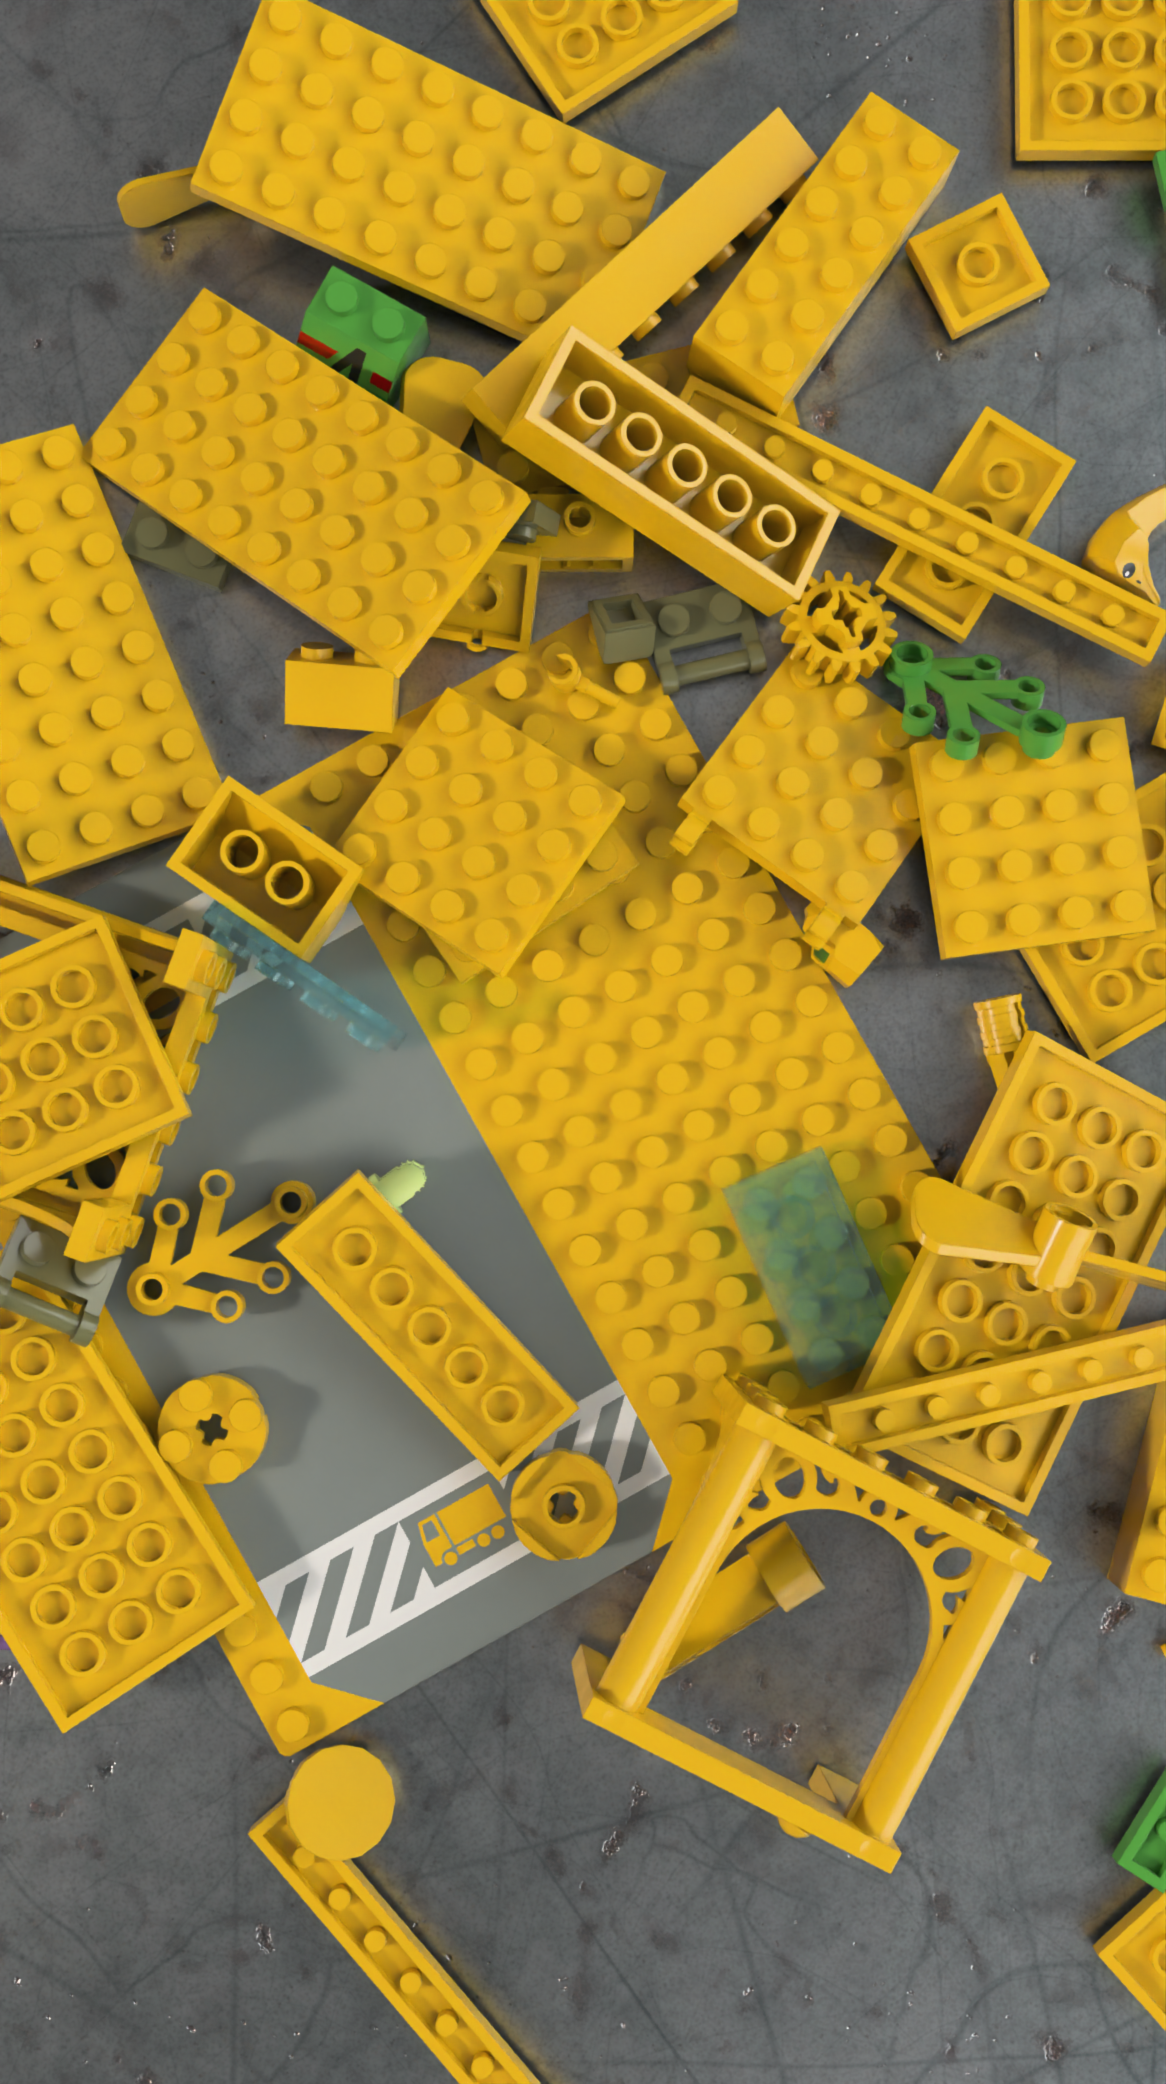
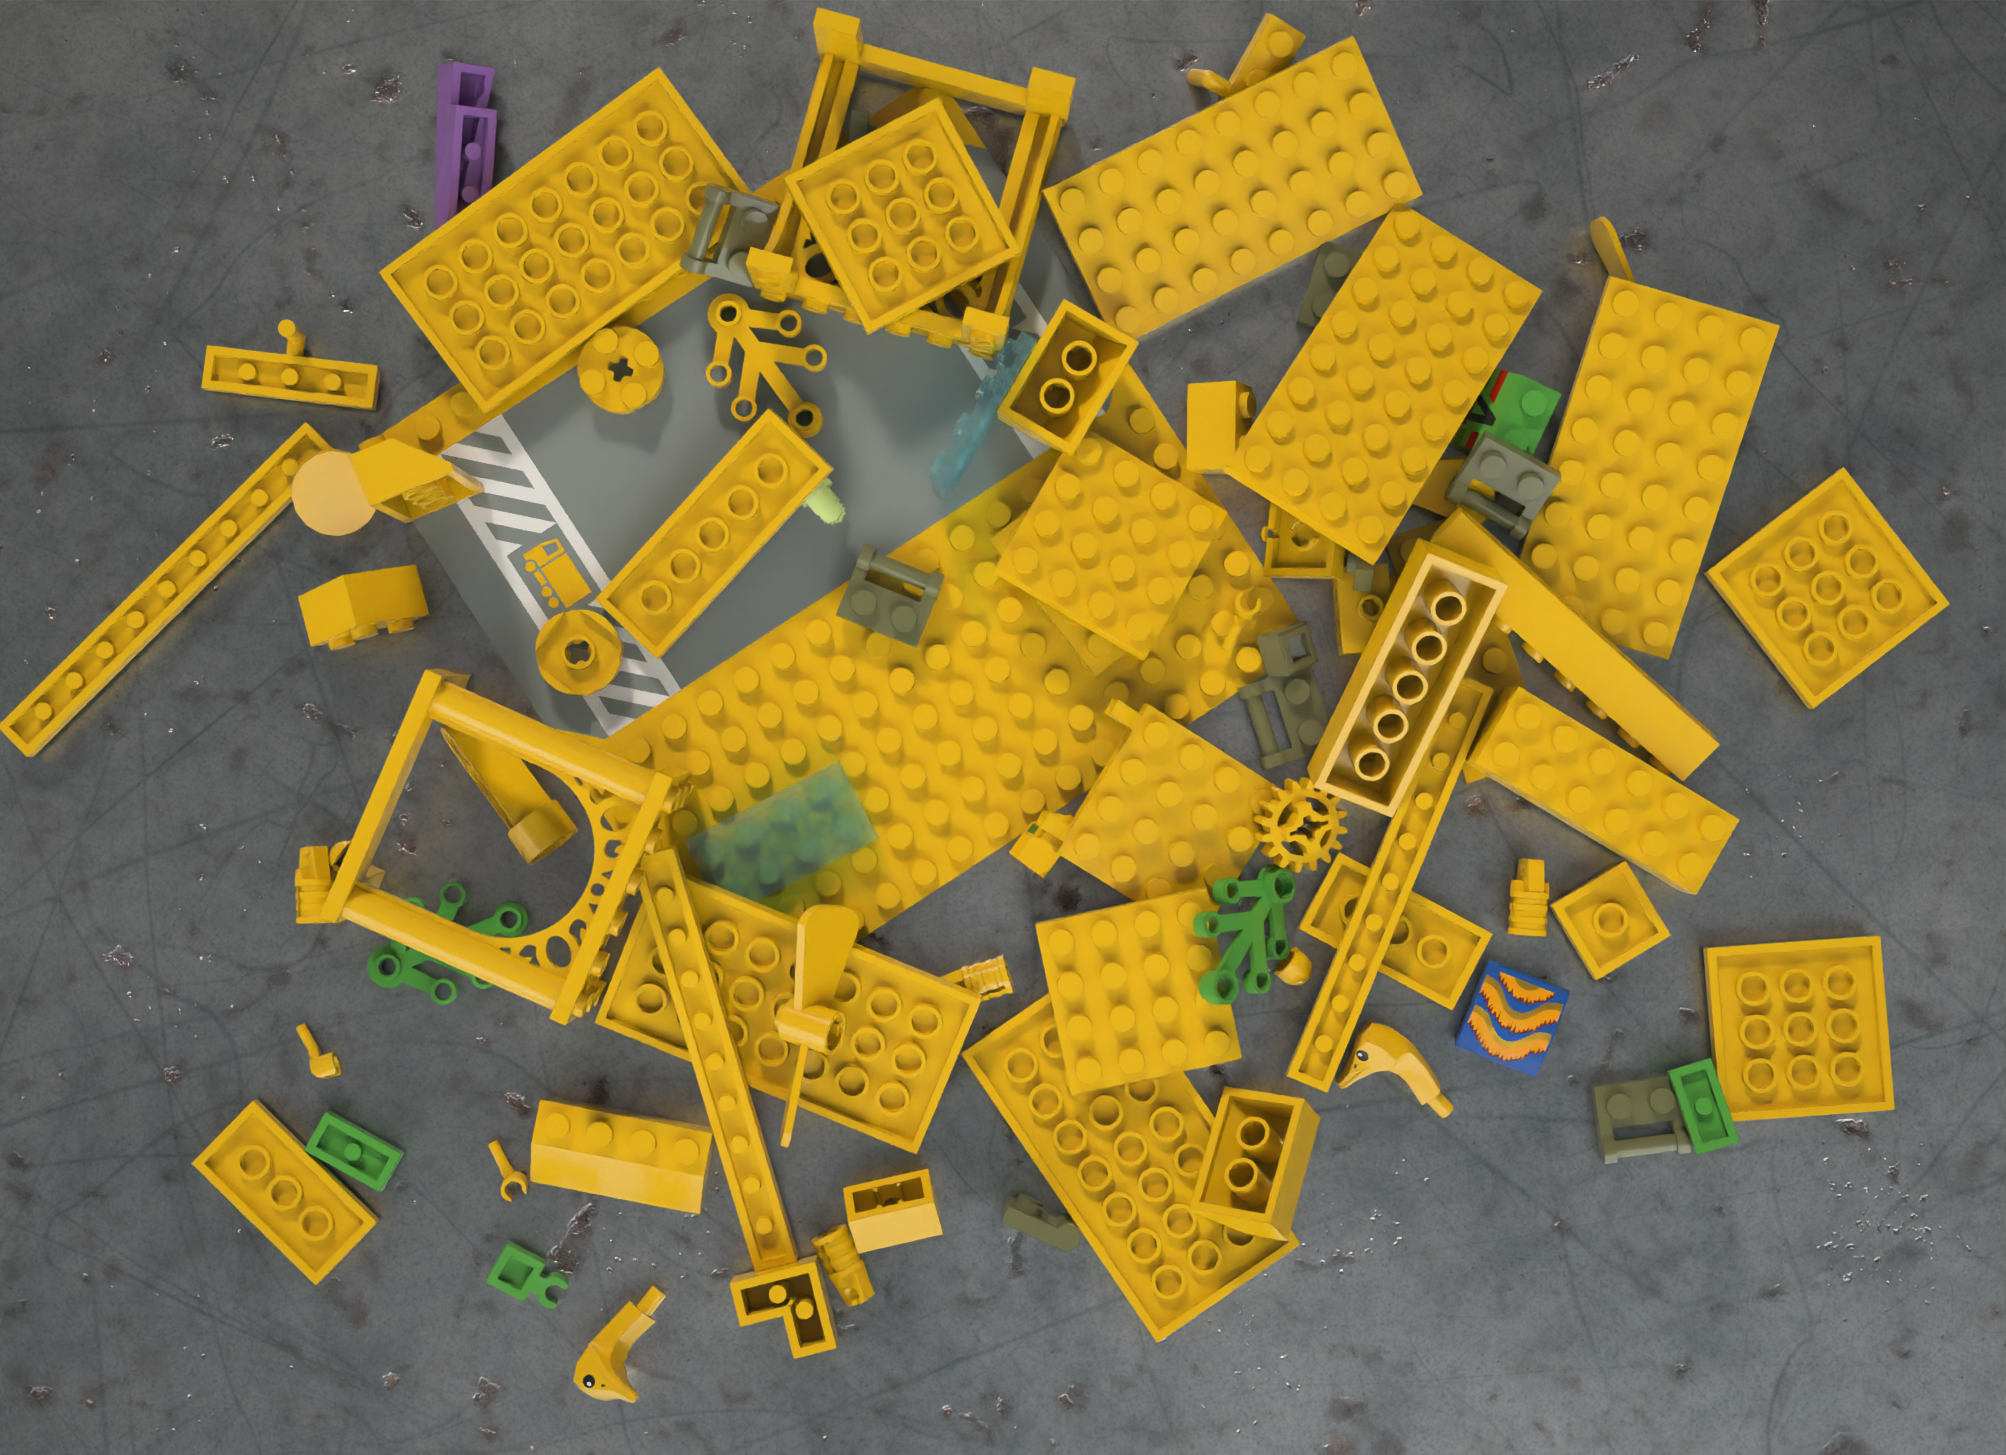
camera: 85 degrees right, 0 degrees up
(185, 1847) = (291, 374): none -> yellow plate
(333, 1722) = (408, 480): none -> yellow slope
(426, 333) = (1508, 472): none -> olive plate
(483, 1781) = (362, 603): none -> yellow brick
(537, 1119) = (885, 609): none -> olive plate
(826, 1863) = (312, 884): none -> yellow hinge
(890, 1698) = (406, 959): none -> bright green plant
(946, 360) = (1529, 899): none -> yellow hinge
(1012, 648) = (1295, 968): none -> yellow hinge
(1055, 1863) = (321, 1065): none -> yellow hand
(1087, 392) = (1512, 1017): none -> slope

